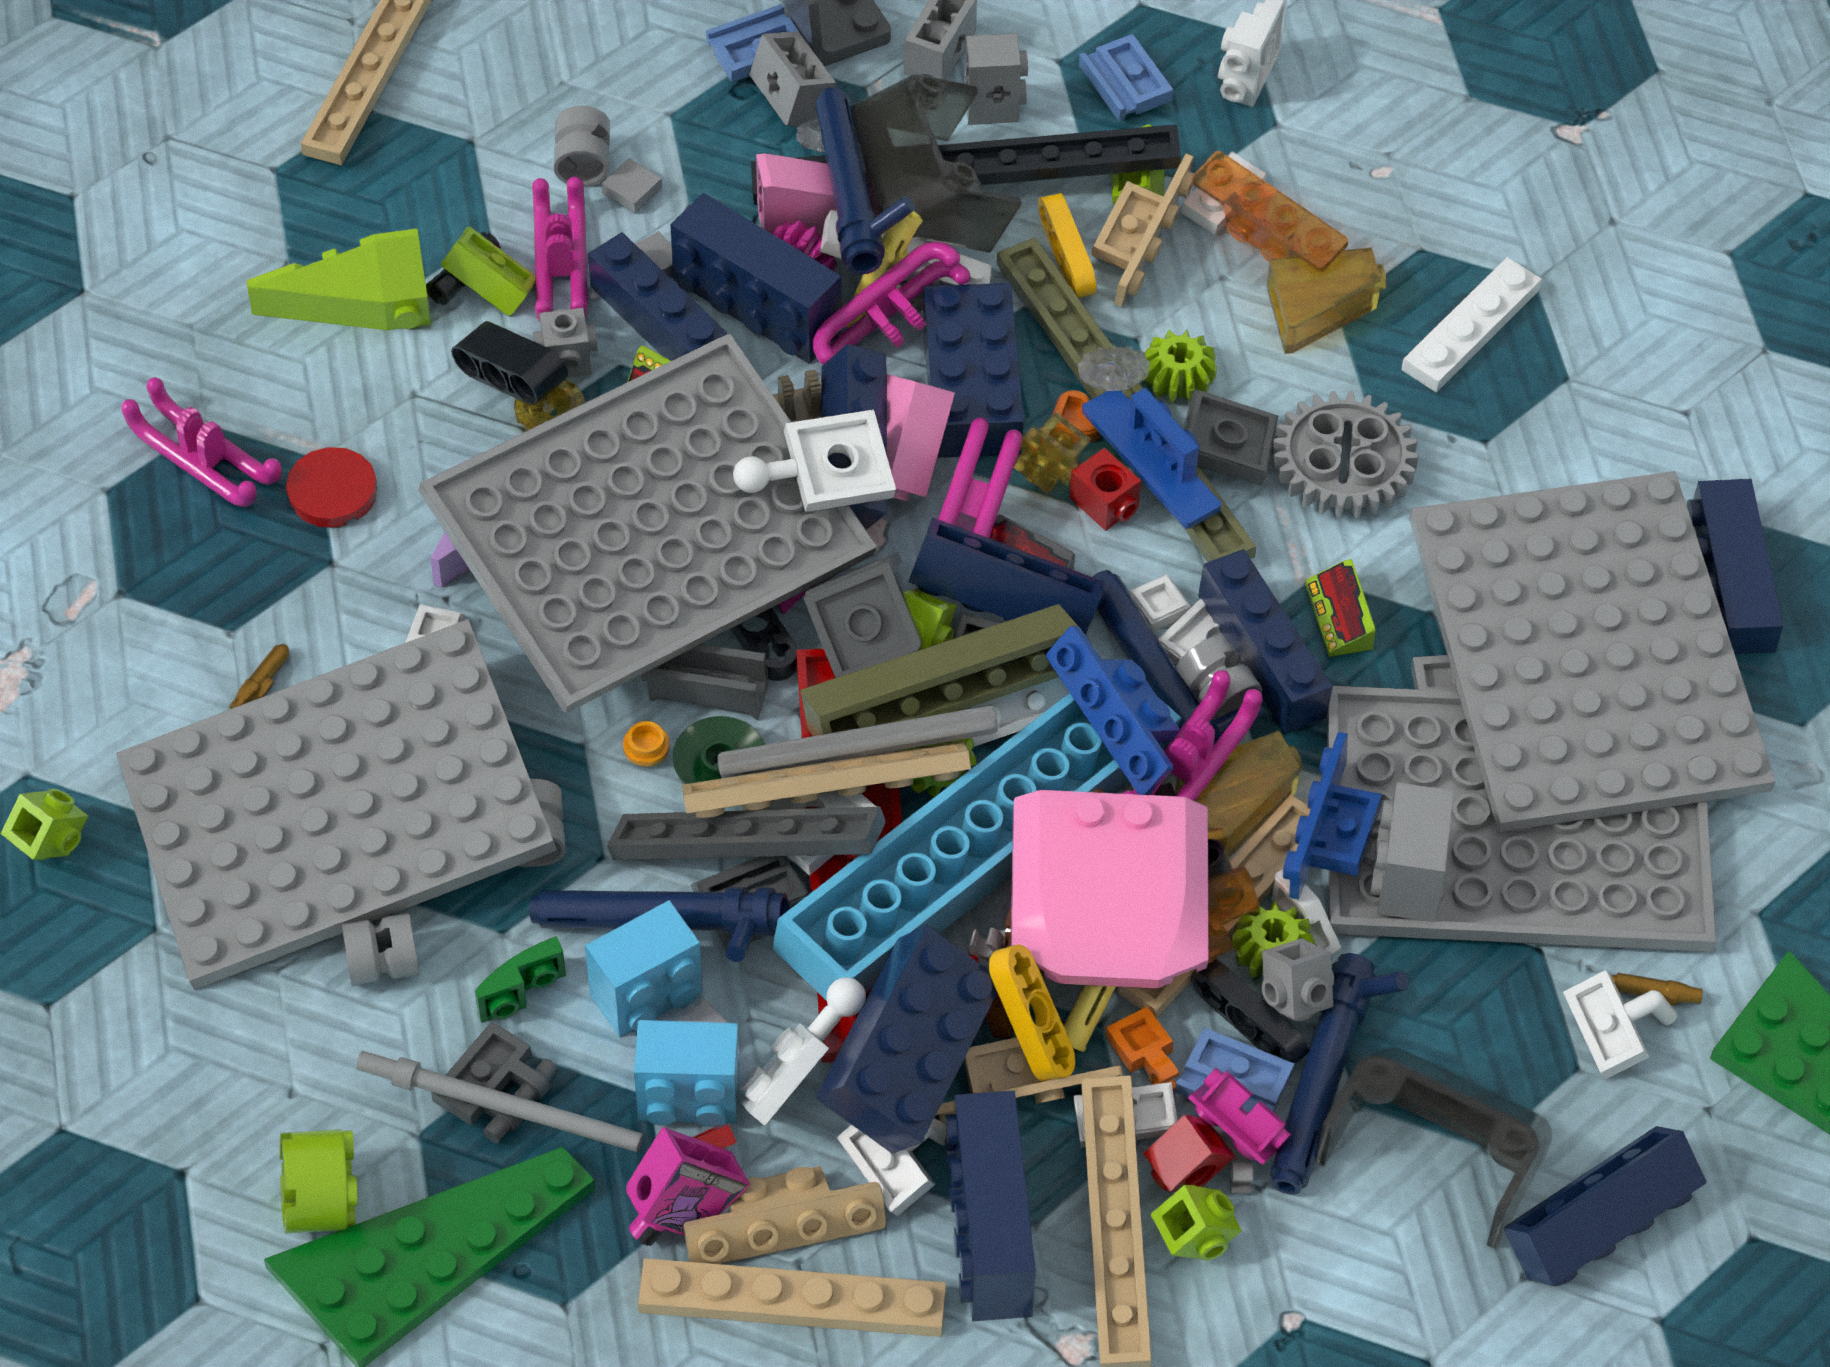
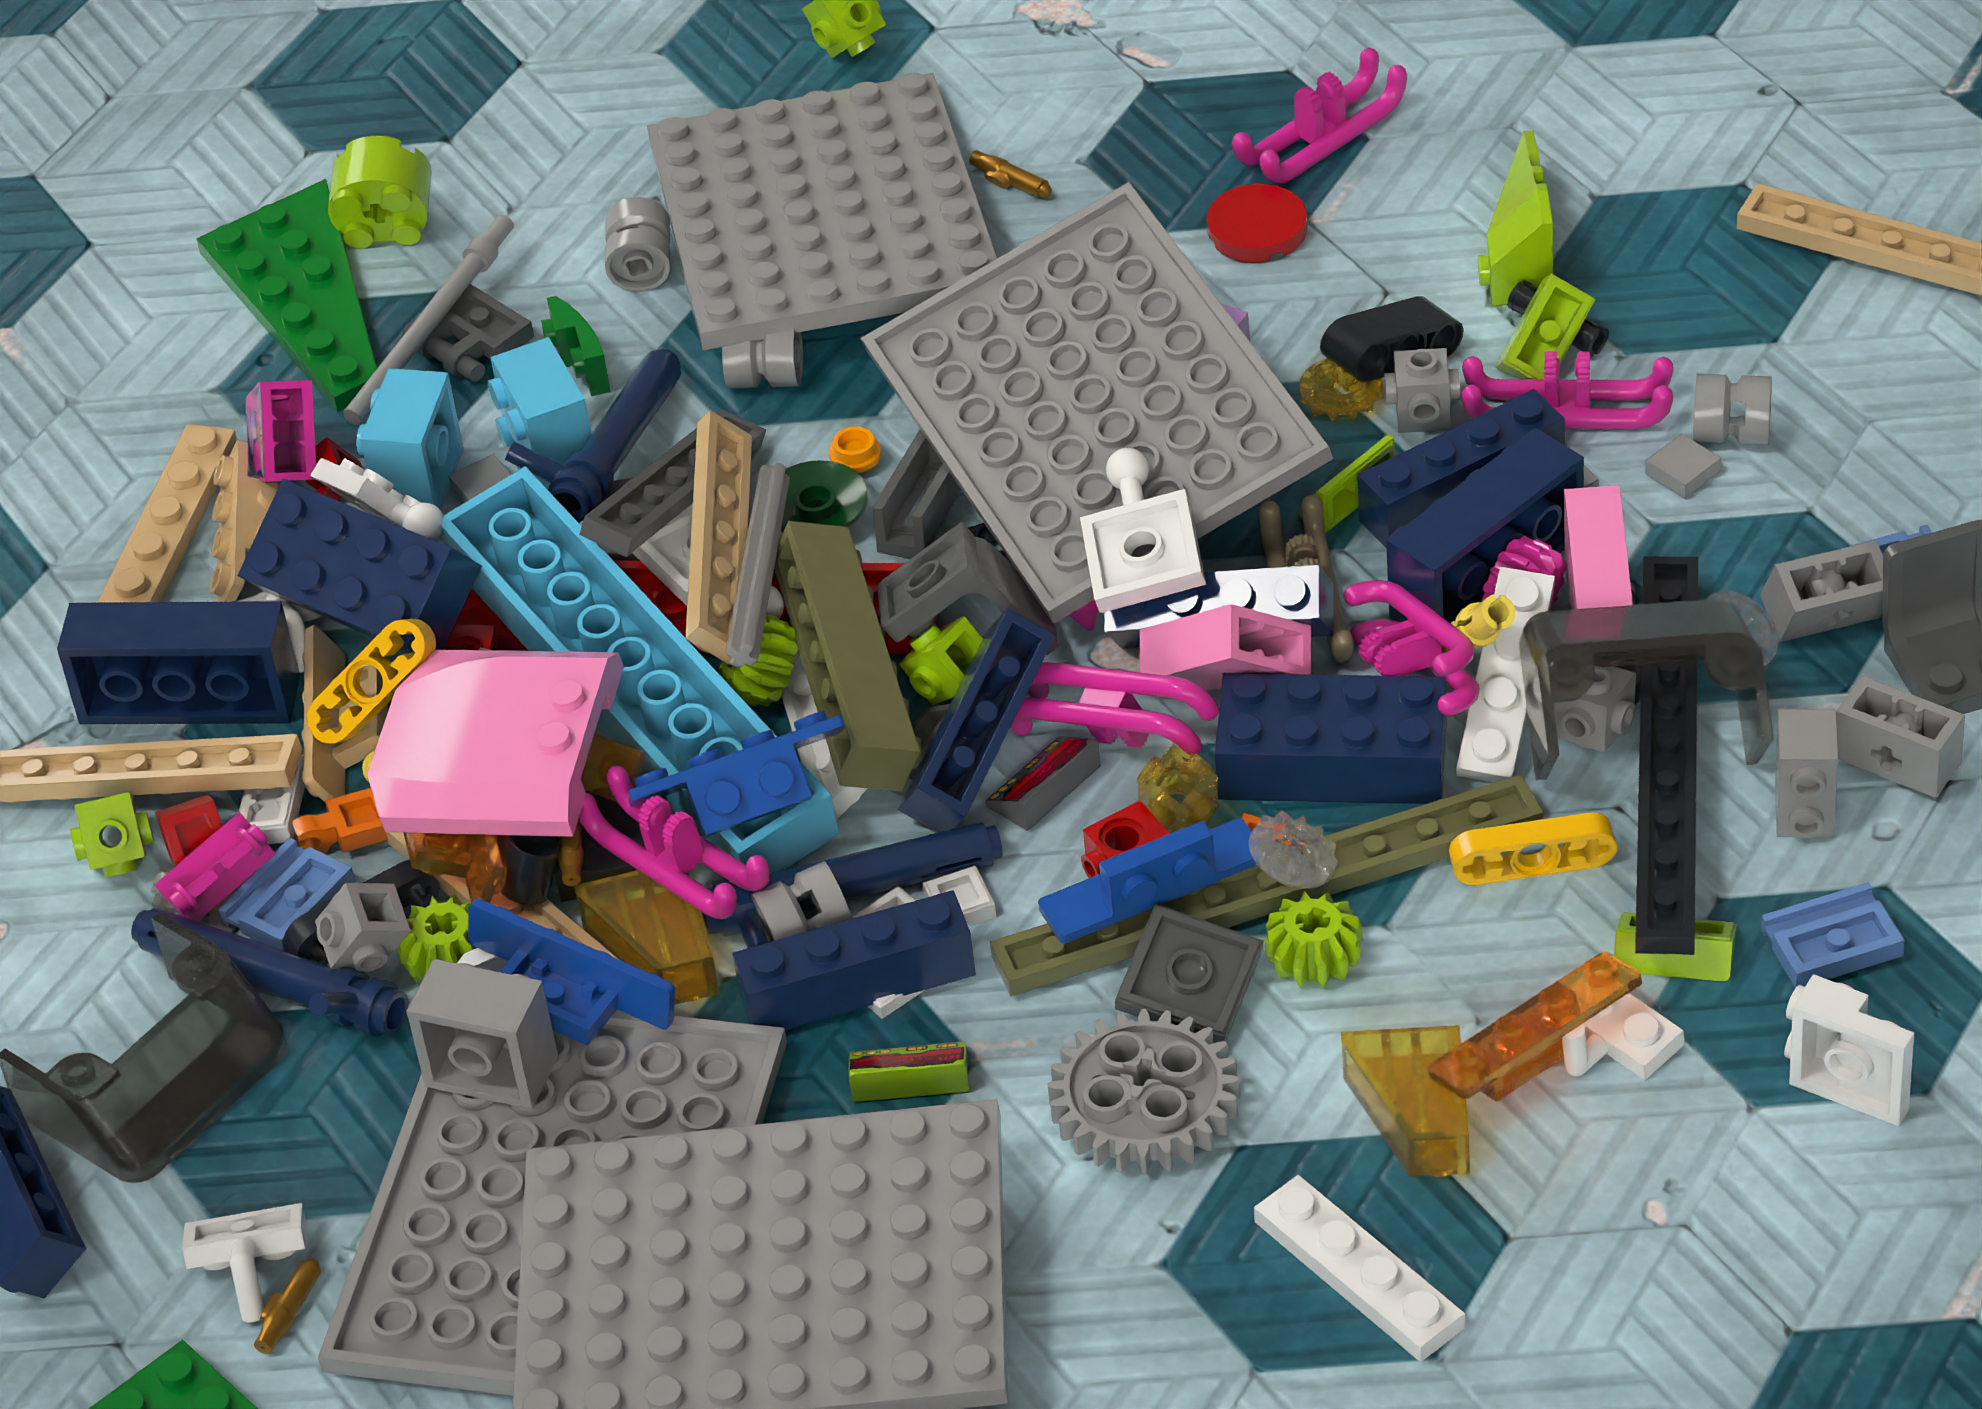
camera: 105 degrees right, 10 degrees down
(857, 226) = (1582, 577): dark blue cylinder -> none
(1134, 228) = (1543, 913): tan bracket -> none

